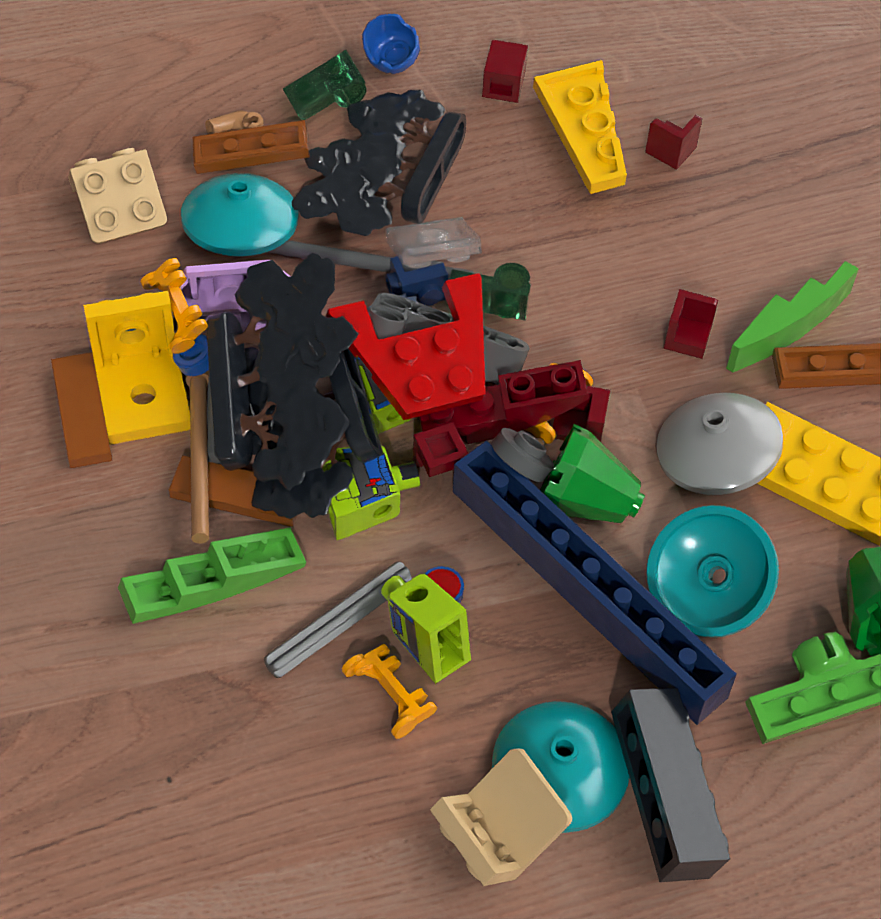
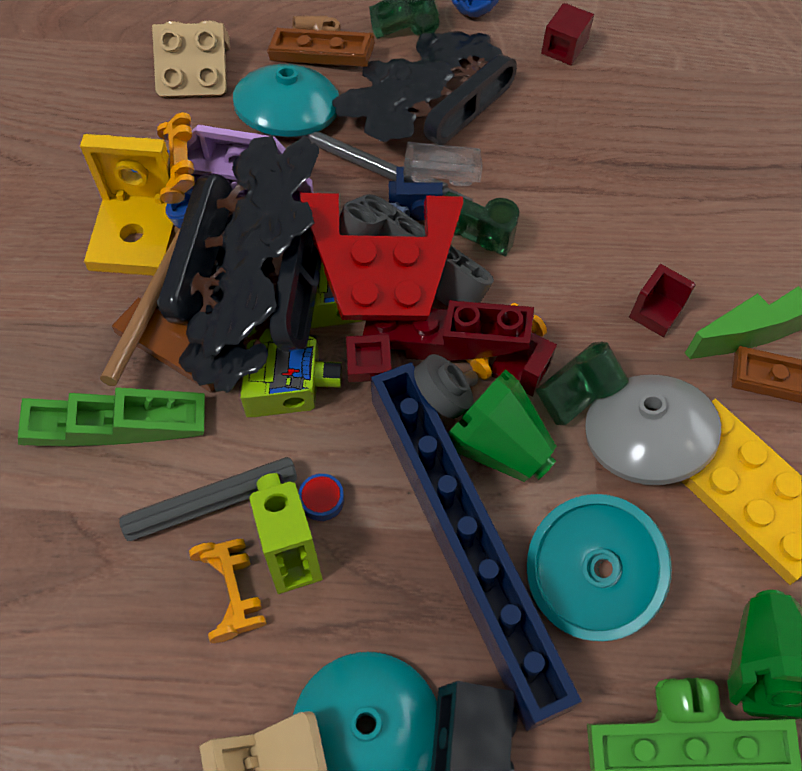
camera: 20 degrees right, 5 degrees up
(81, 410) = (72, 235): dark orange tile -> none
(582, 117) = (624, 94): yellow wing -> none
(642, 418) = (587, 377): none -> clear green plate
(672, 143) = (700, 130): dark red panel -> none

